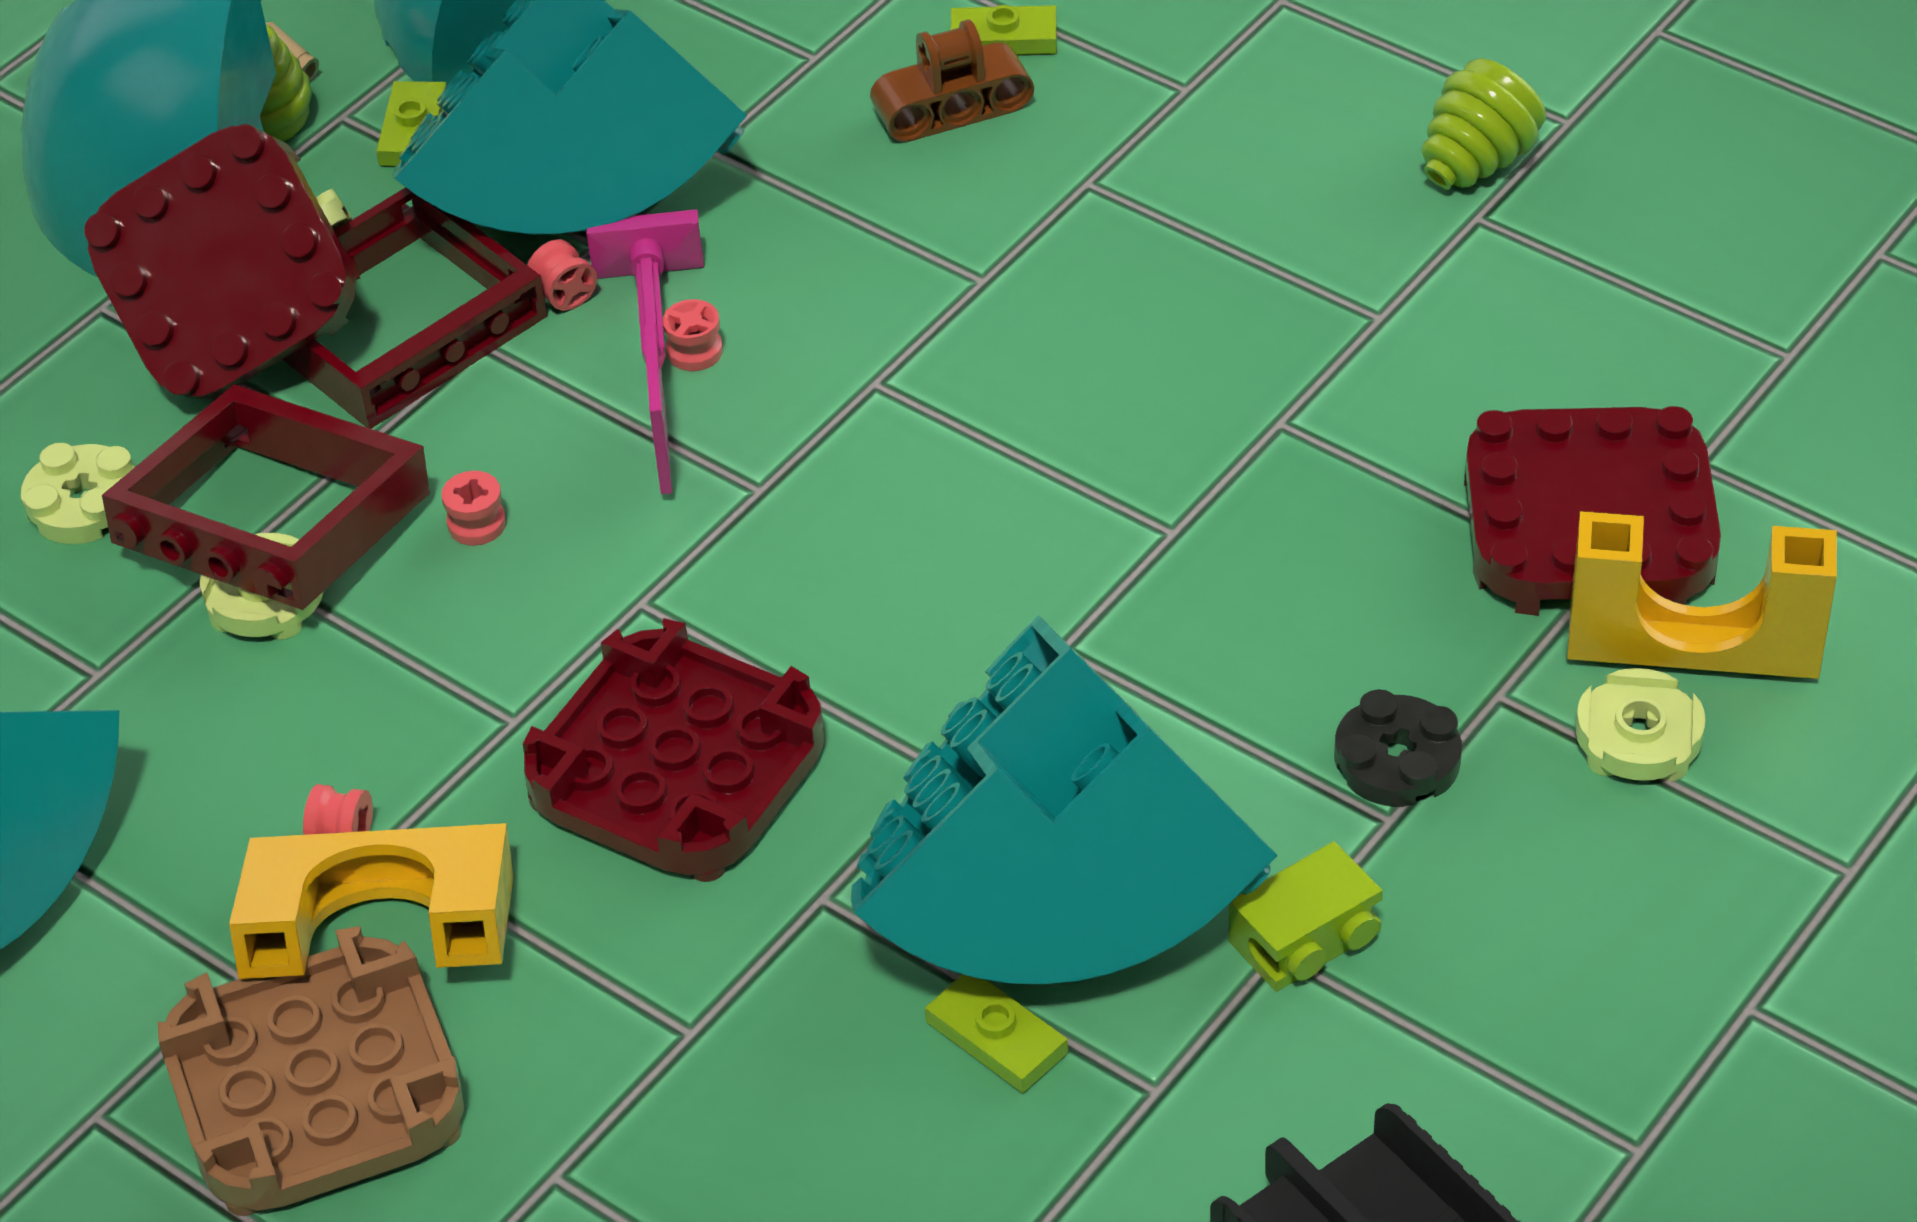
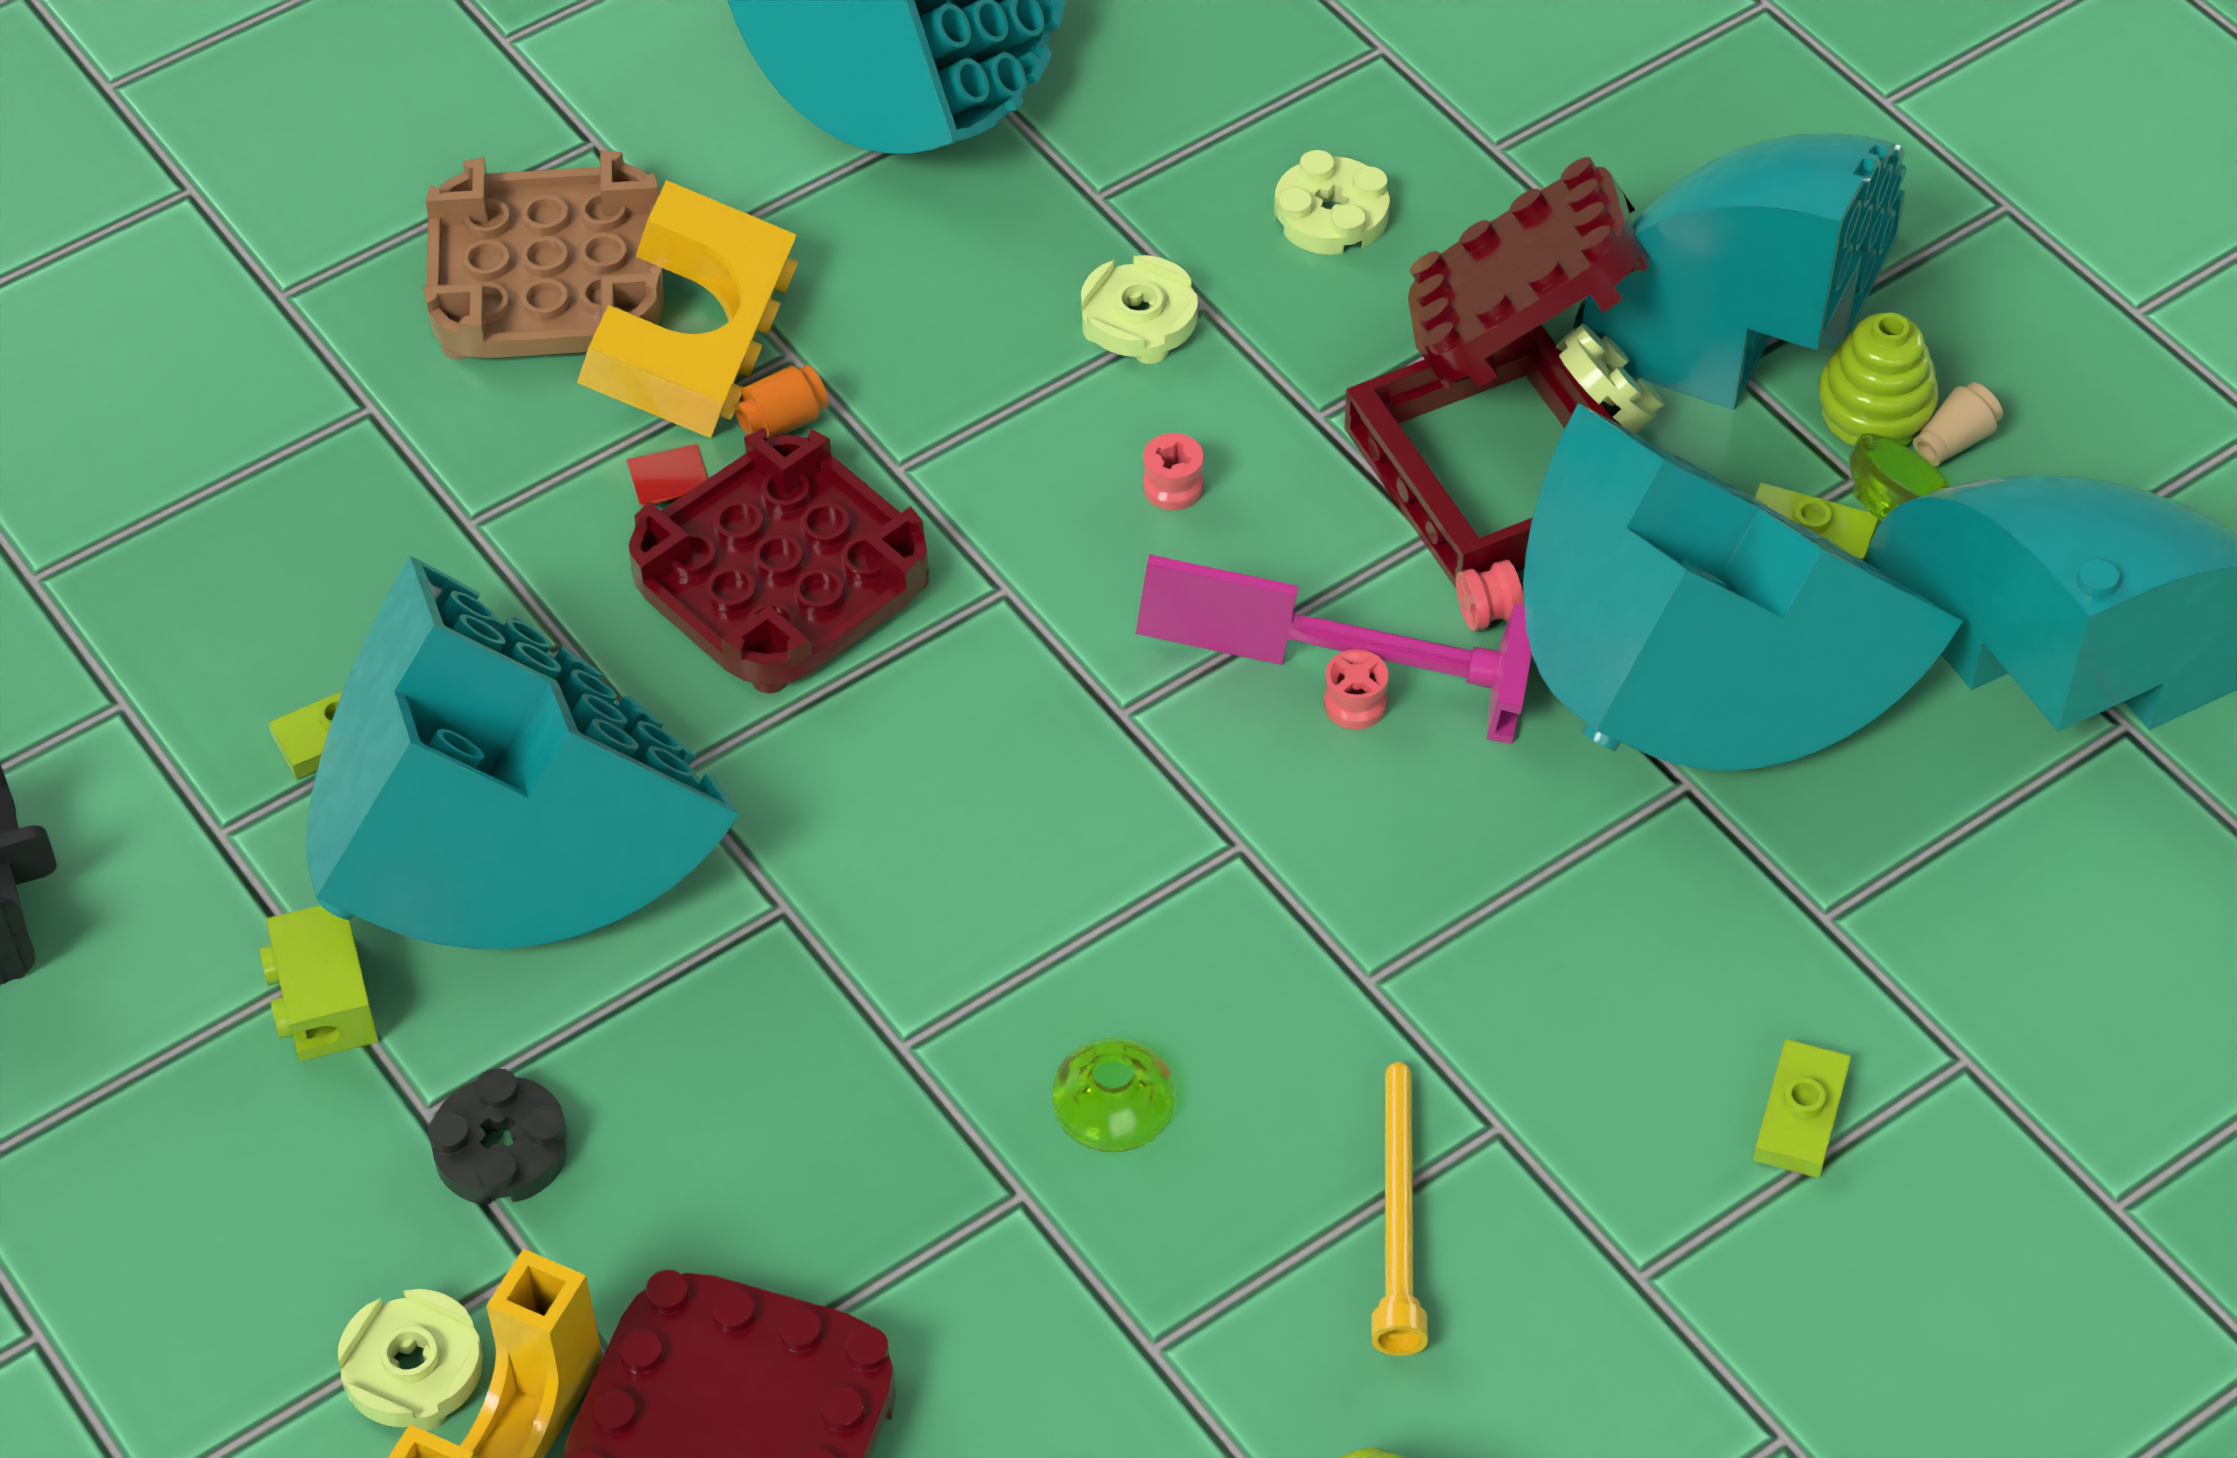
camera: 105 degrees right, 5 degrees up
(337, 812) = (814, 312): coral wheel -> none
(365, 67) = (1889, 474): none -> clear neon green piece
(384, 467) = (1206, 405): dark red window -> none
(467, 798) = (782, 401): none -> orange brick
(587, 886) = (666, 474): none -> red sticker
(951, 85) = (1684, 1014): dark orange piece -> none
(1167, 400) = (1118, 1116): none -> clear neon green piece
(1296, 181) = (1399, 1321): none -> yellow piece

